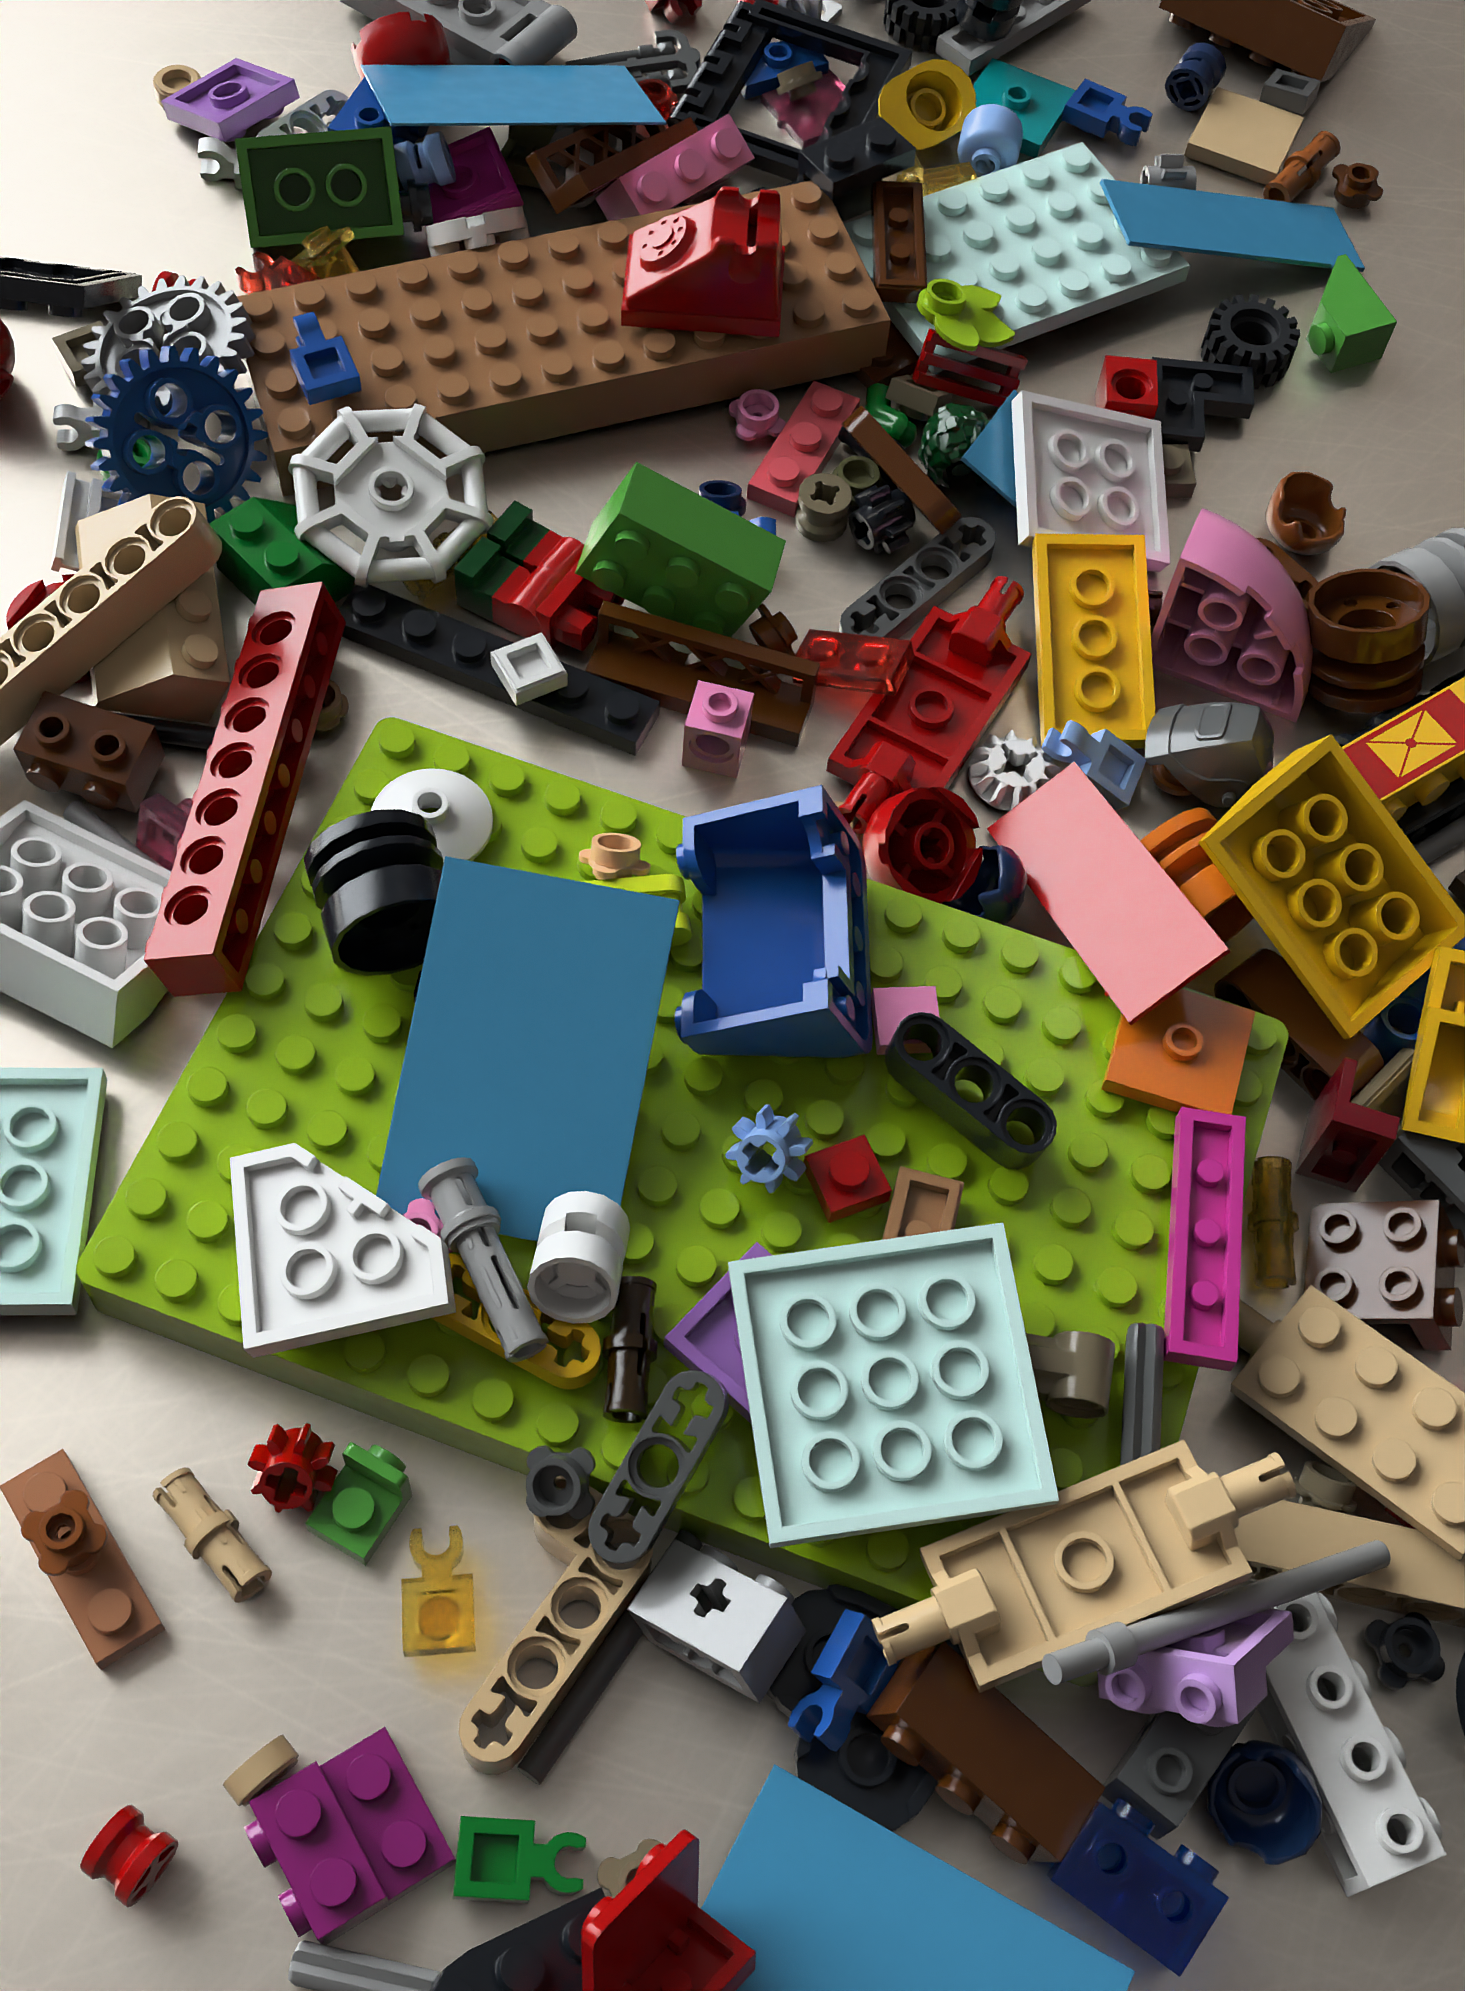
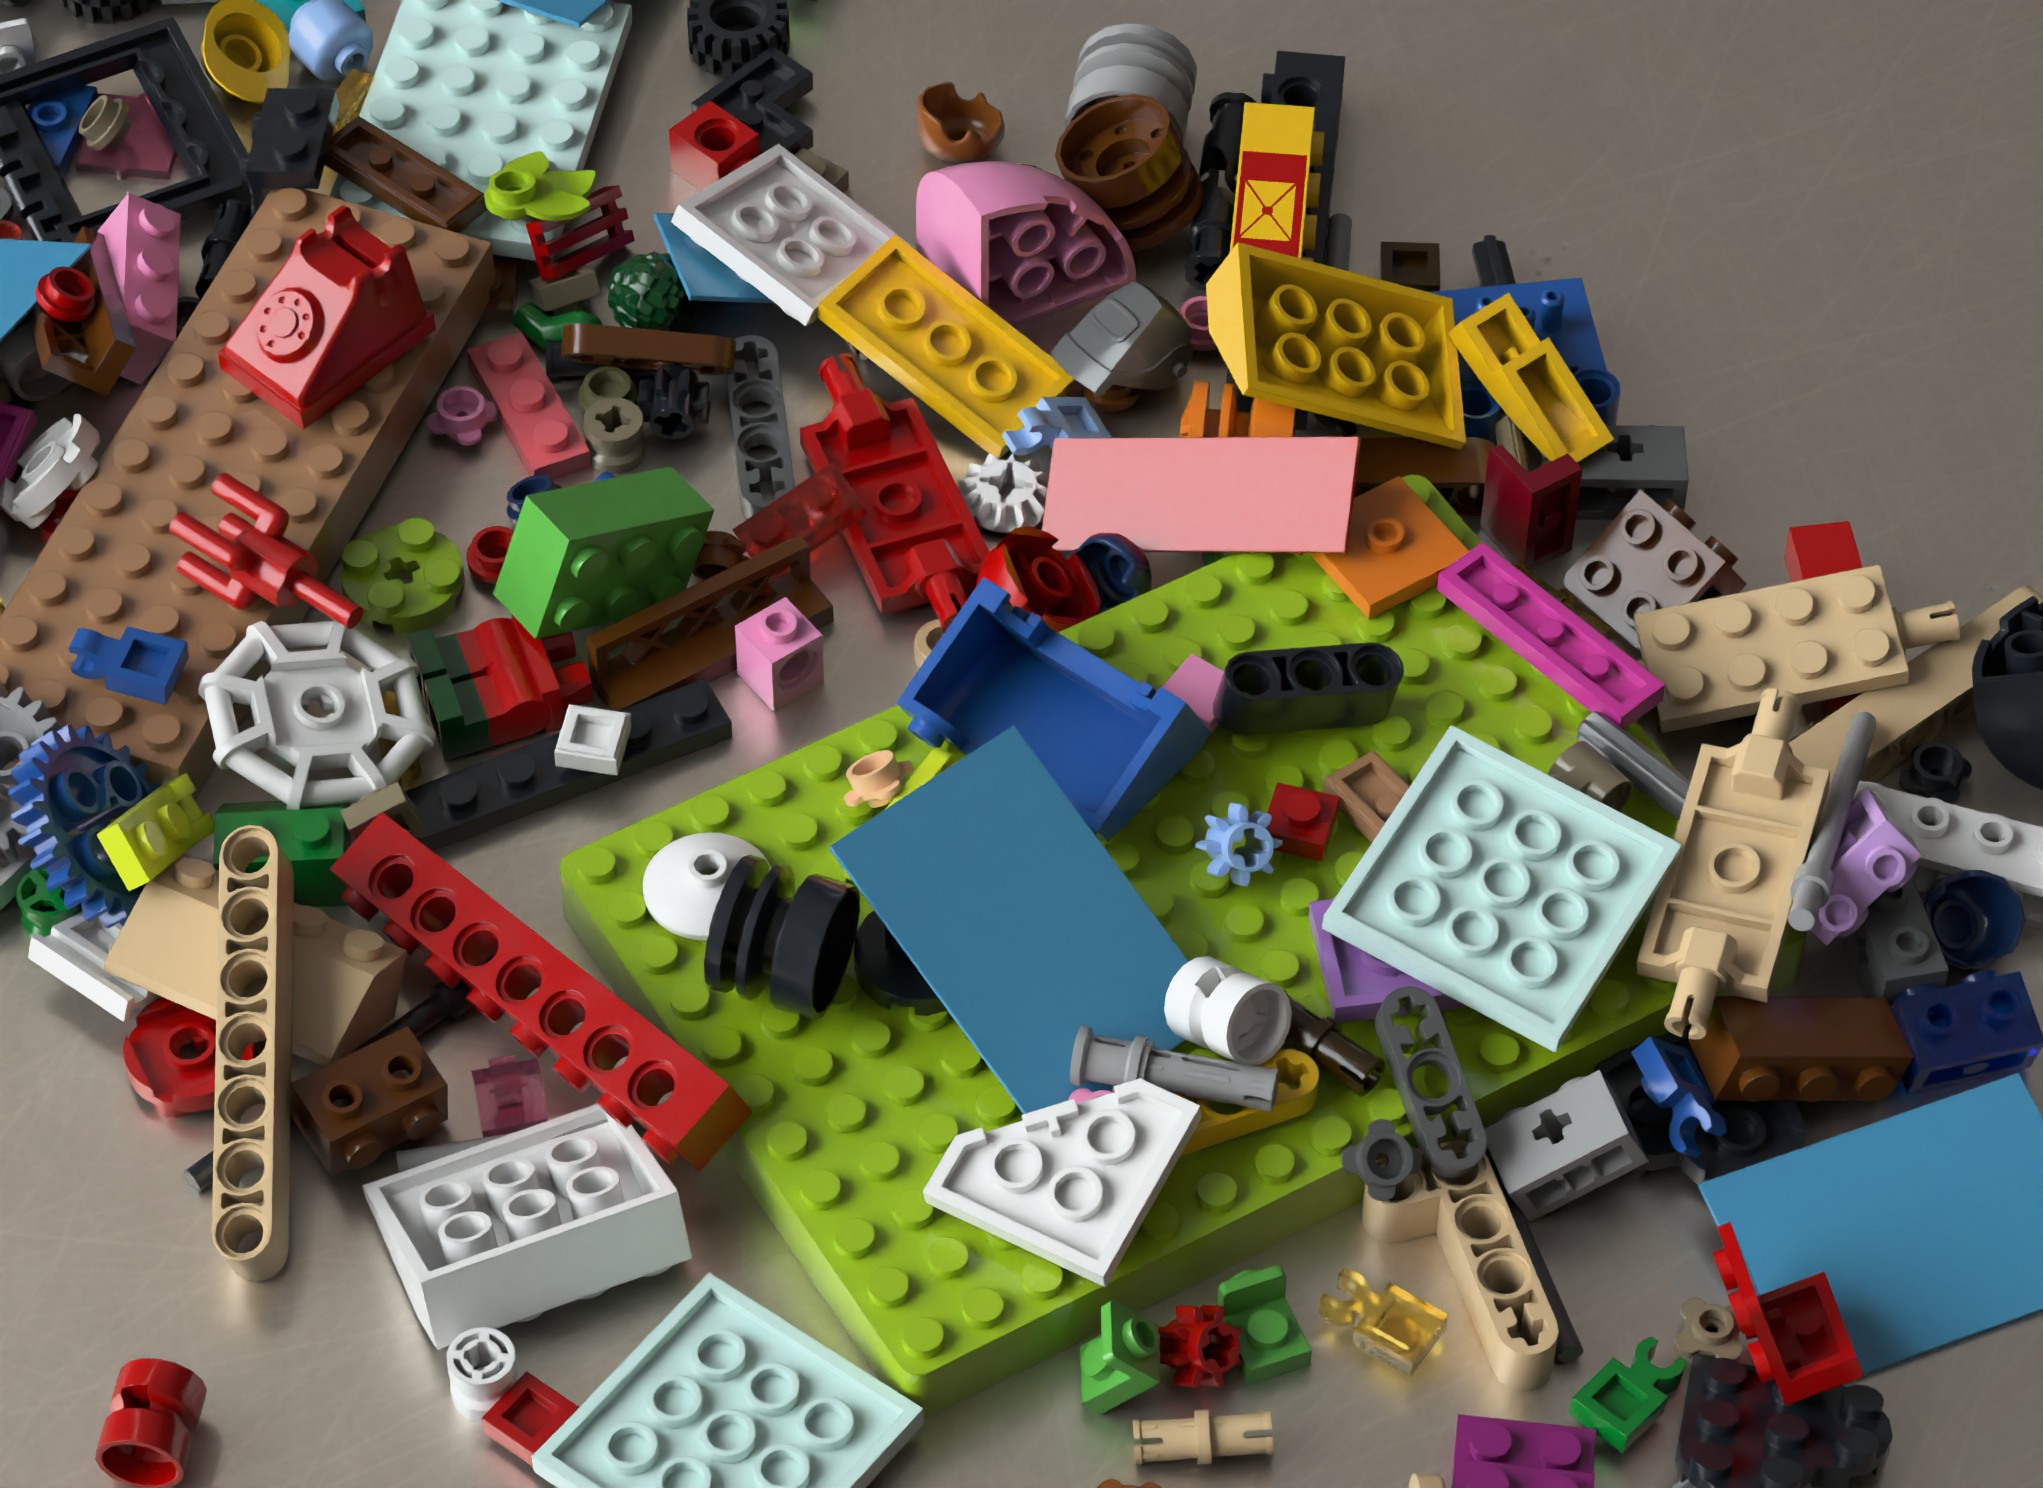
camera: 45 degrees left, 10 degrees down
(192, 470) = (156, 832): none -> neon yellow plate
(229, 1415) = (1120, 1359): none -> bright green bracket
(344, 589) = (392, 802): none -> dark tan plate
(465, 369) = (256, 557): none -> red plant
(578, 452) = (400, 549): none -> lime plate
(601, 132) = (66, 294): none -> red plate

